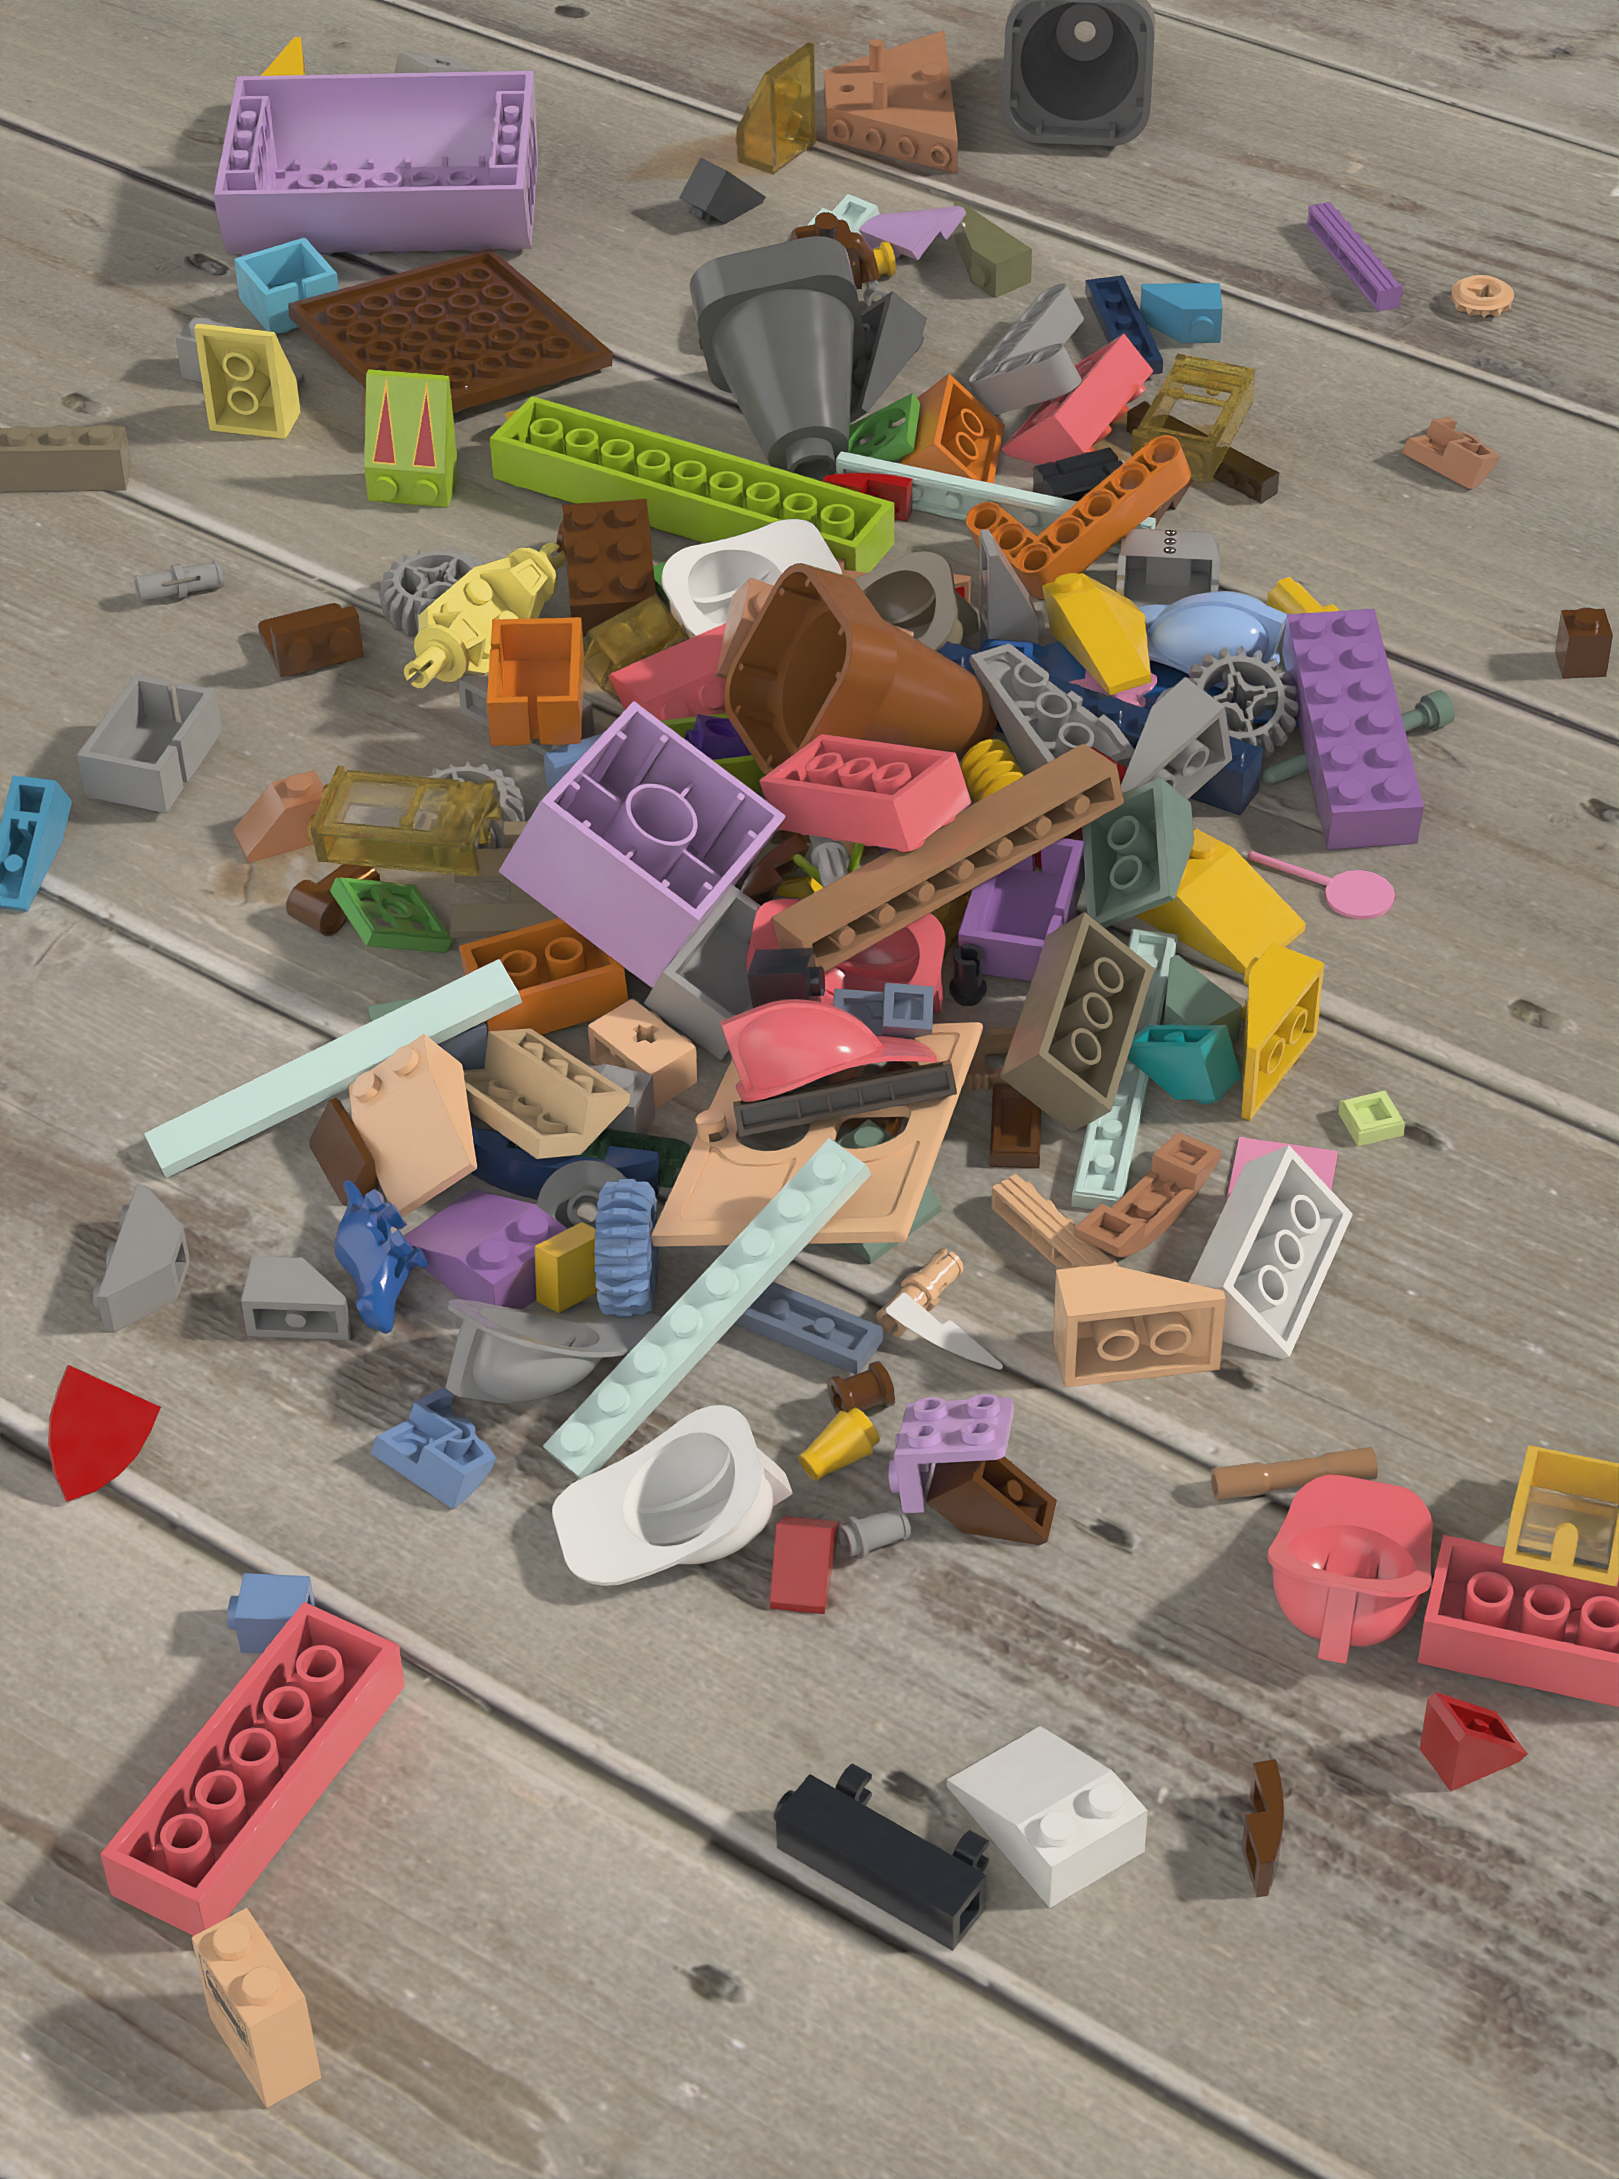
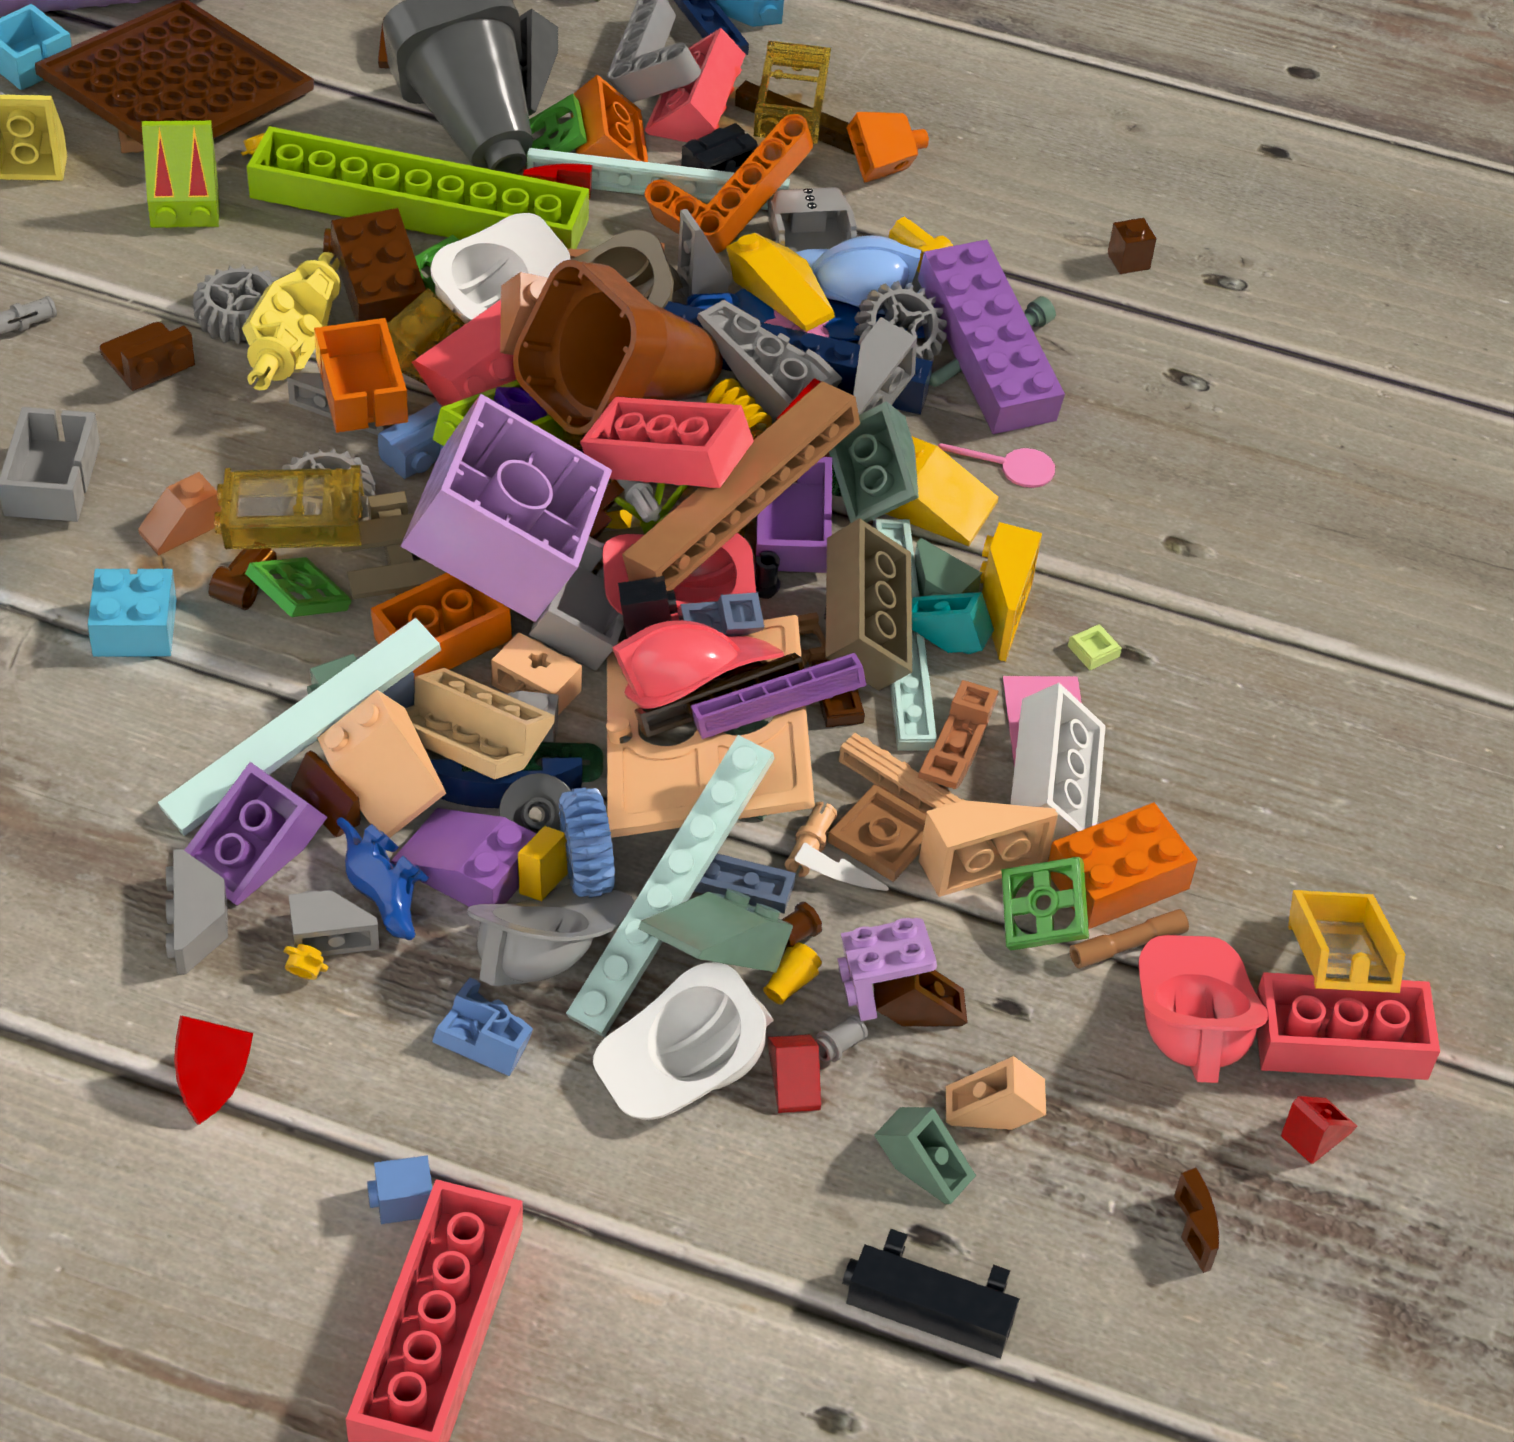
camera: 20 degrees left, 5 degrees up
(189, 919) = (132, 613): none -> medium azure piece
(242, 1183) = (254, 832): none -> medium lavender slope
(250, 1337) = (304, 961): none -> yellow plate
(755, 1374) = (723, 930): none -> sand green slope
(911, 1106) = (778, 695): none -> medium lavender piece
(934, 1684) = (925, 1152): none -> sand green slope
(1006, 1297) = (880, 832): none -> medium nougat plate
(1050, 1633) = (997, 1097): none -> light nougat slope
(1053, 1813) = (1041, 1235): white slope -> none
(1226, 1407) = (1015, 877): none -> bright green piece
(1295, 489) = (884, 143): none -> orange torso
(1309, 1382) = (1127, 863): none -> orange brick
(1452, 453) = (986, 99): nougat slope -> none

